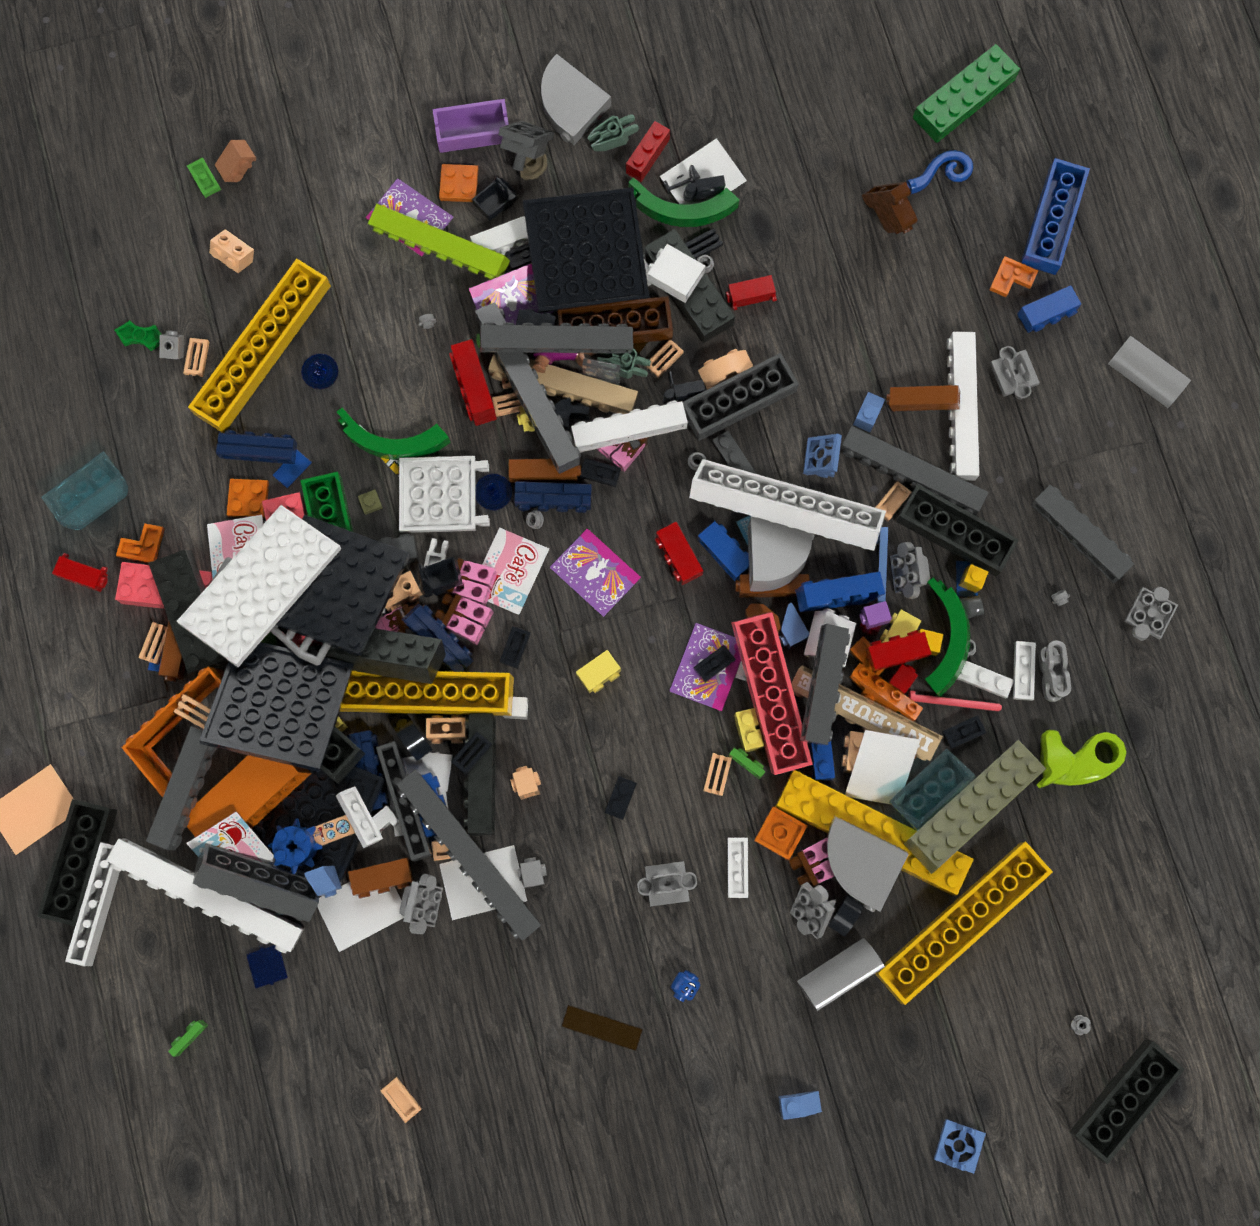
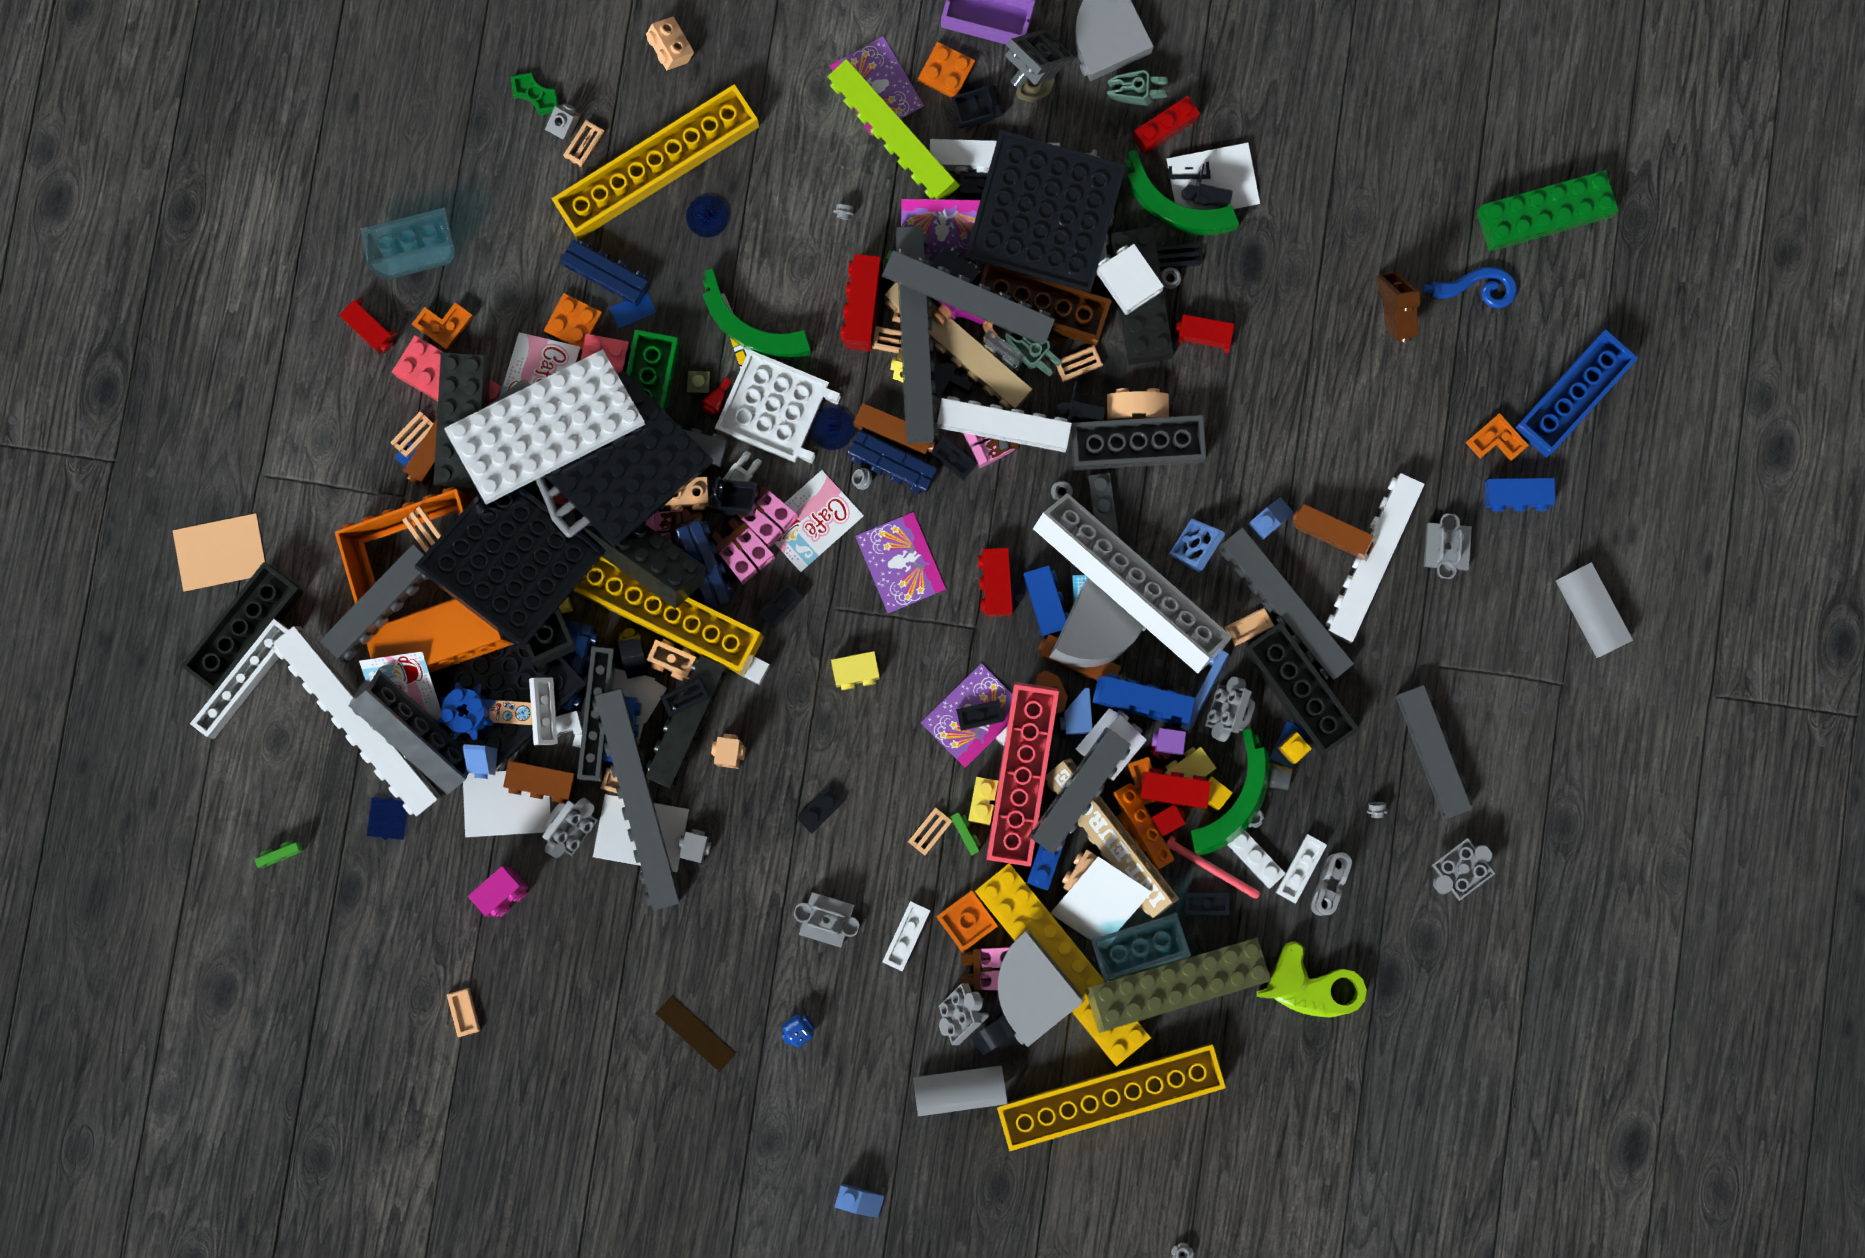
camera: 25 degrees right, 5 degrees up
(387, 984) = (499, 892): none -> dark pink brick
(389, 511) = (713, 402): none -> red cone

